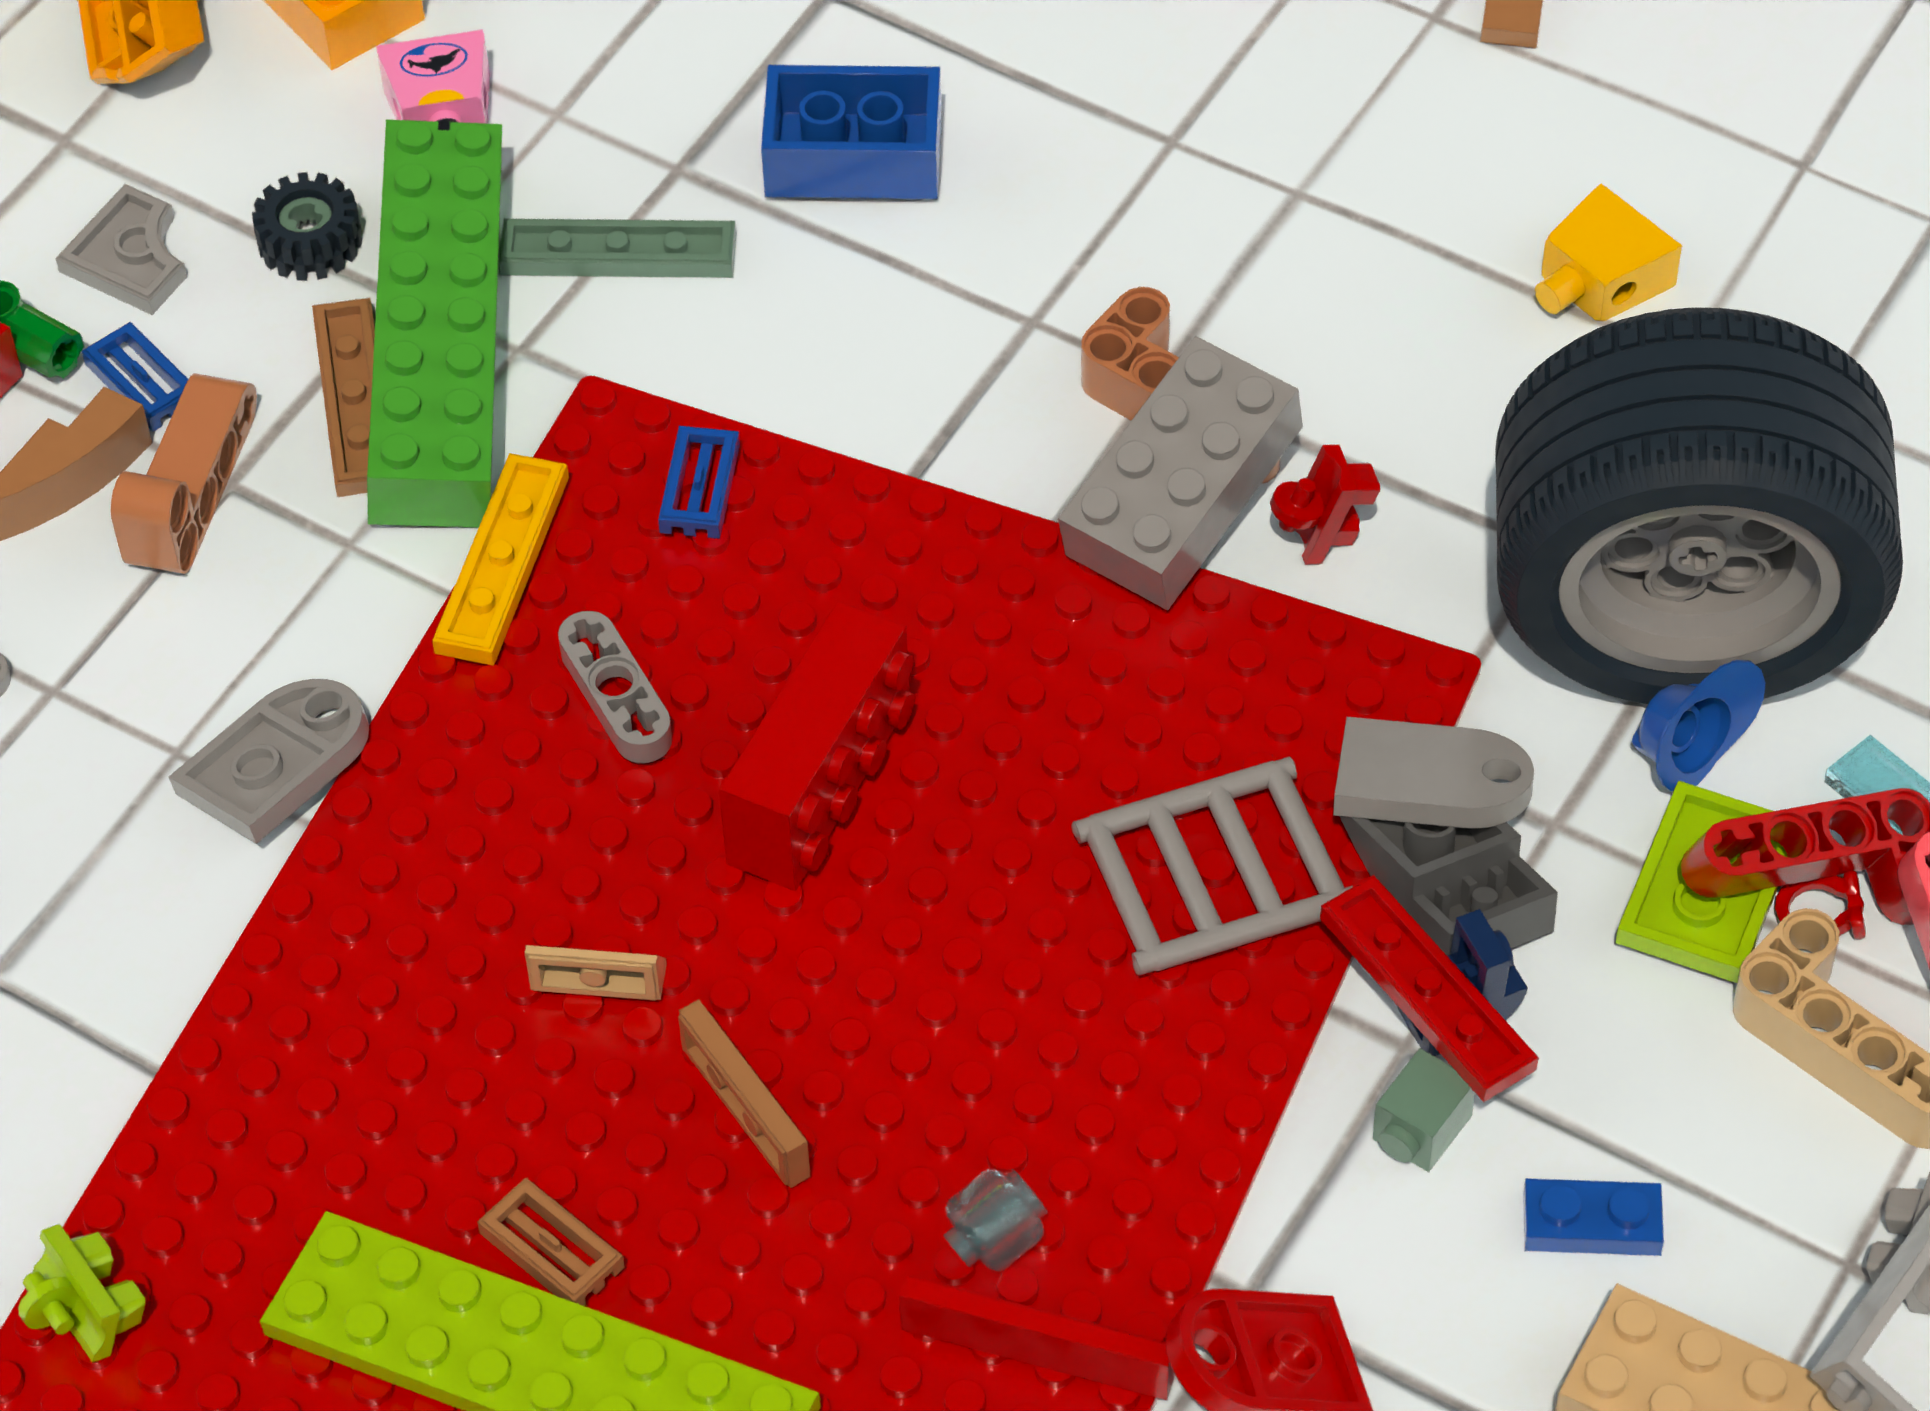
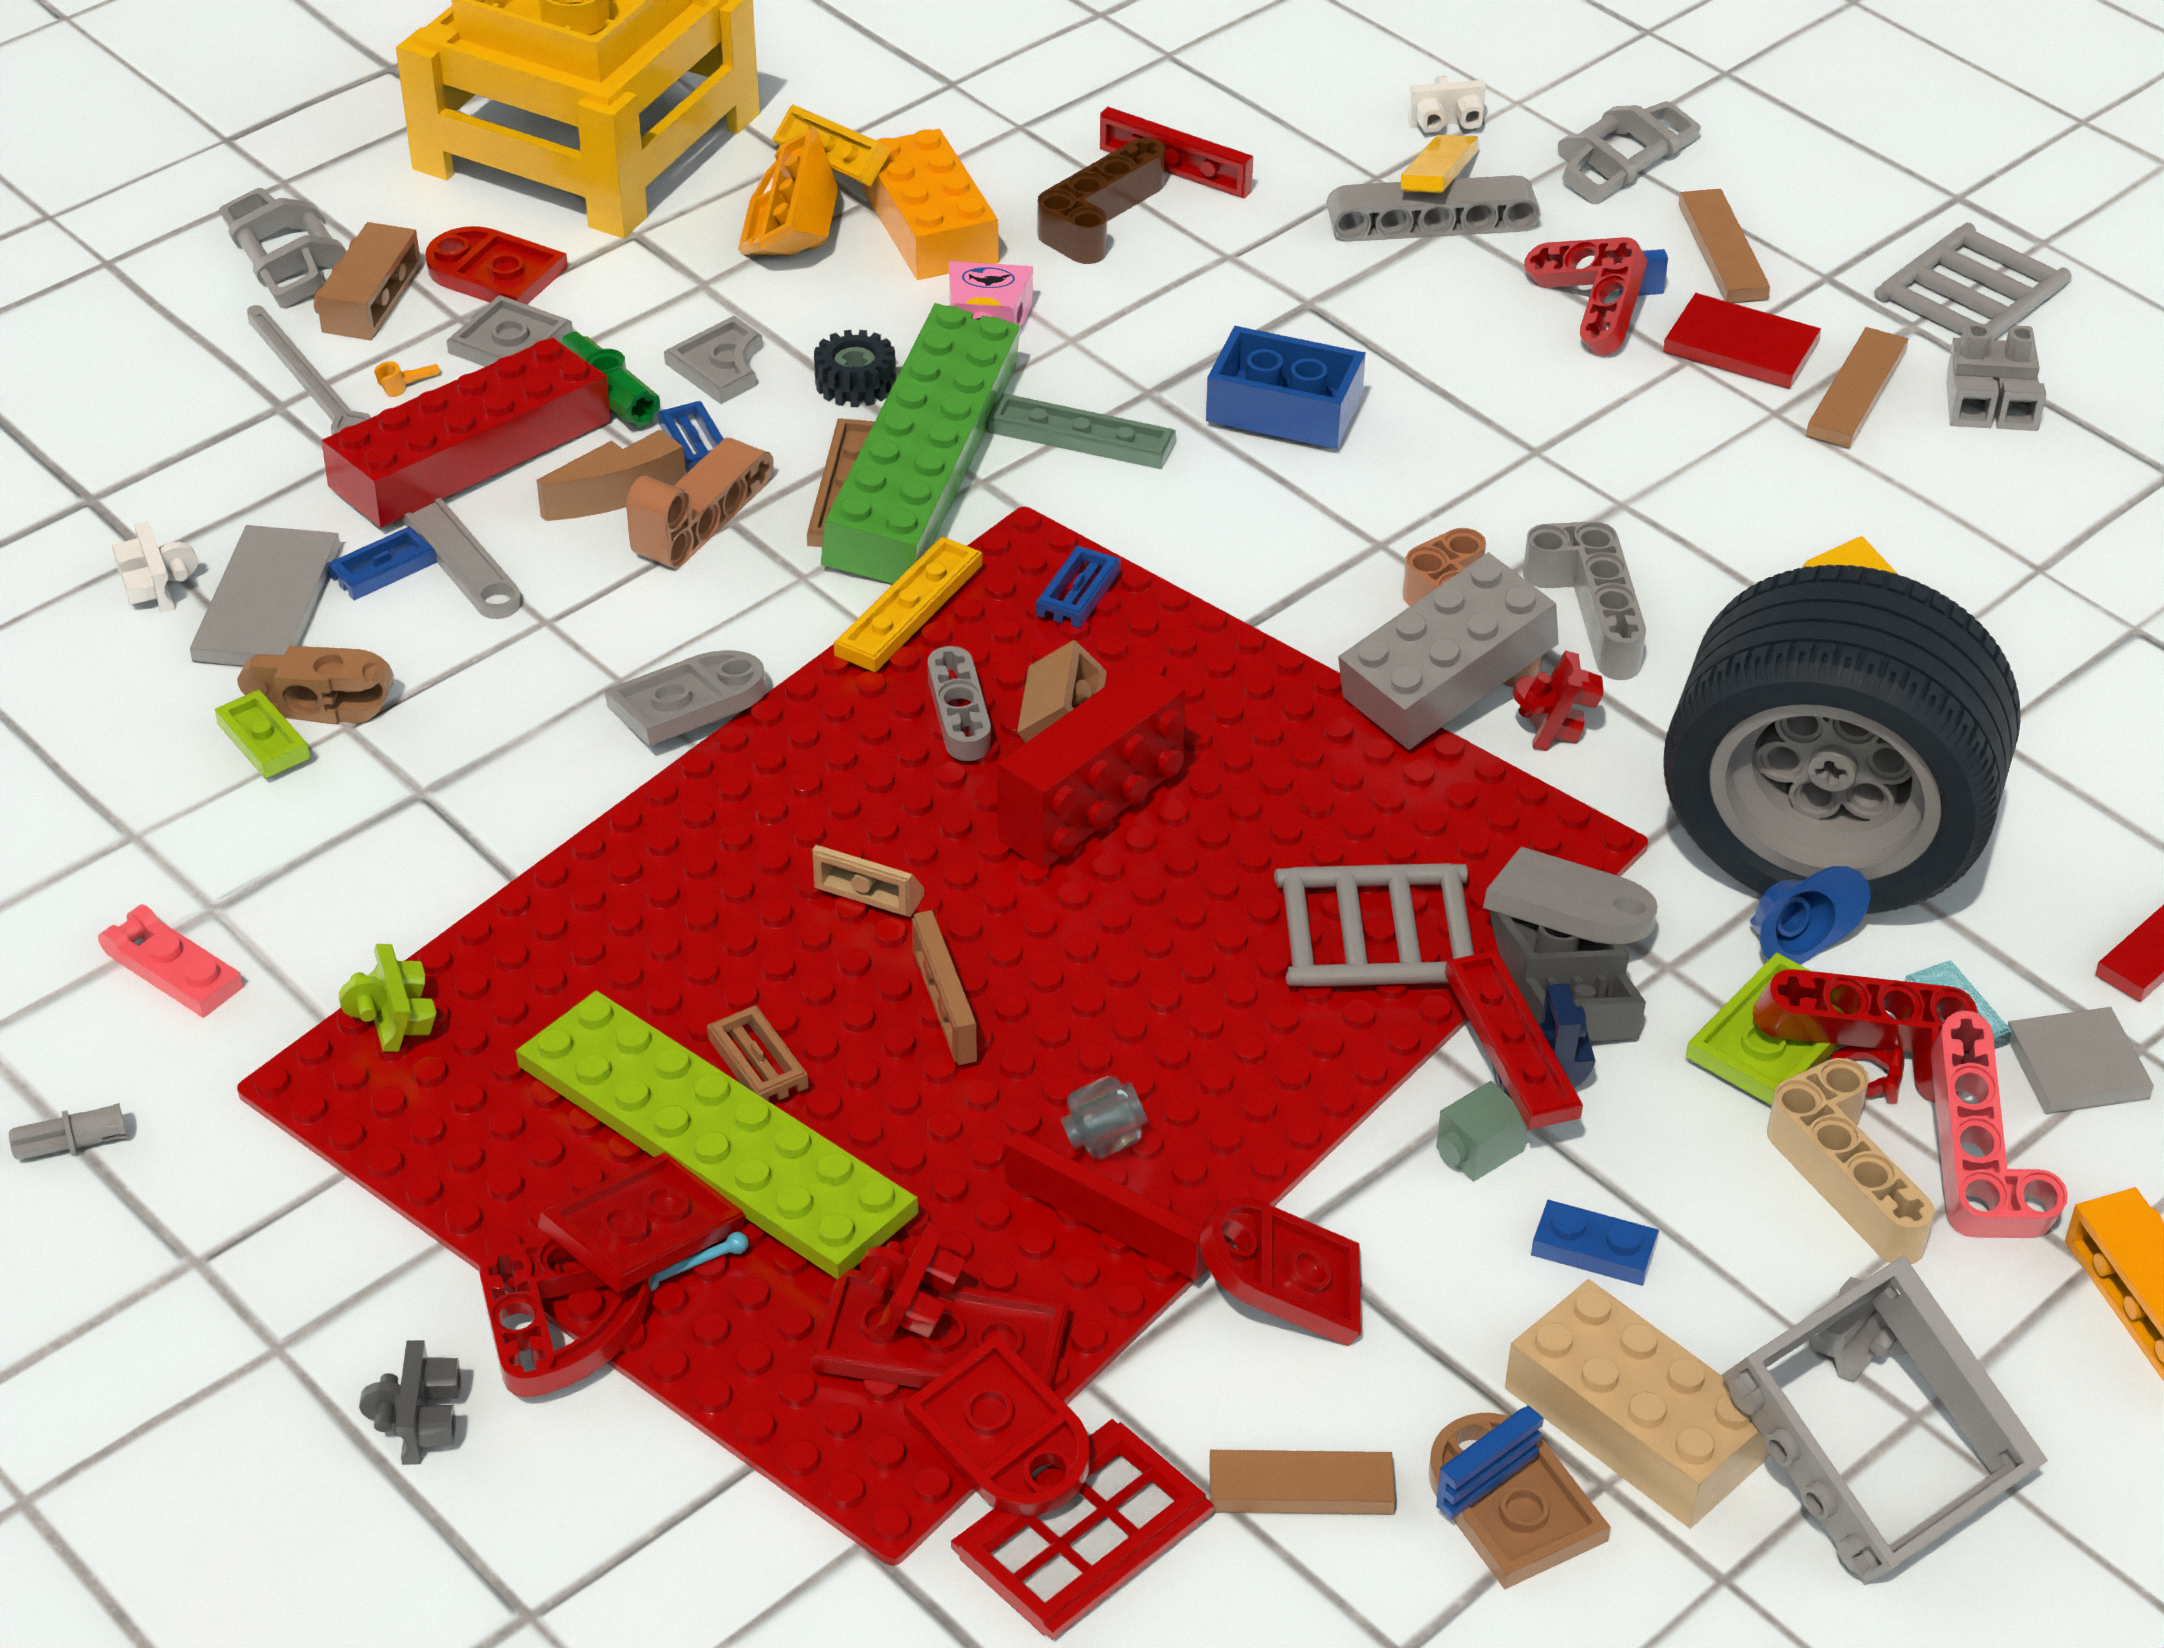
camera: 15 degrees right, 10 degrees down
(742, 656) = (1057, 687): none -> medium nougat brick
(1297, 291) = (1594, 564): none -> light grey beam

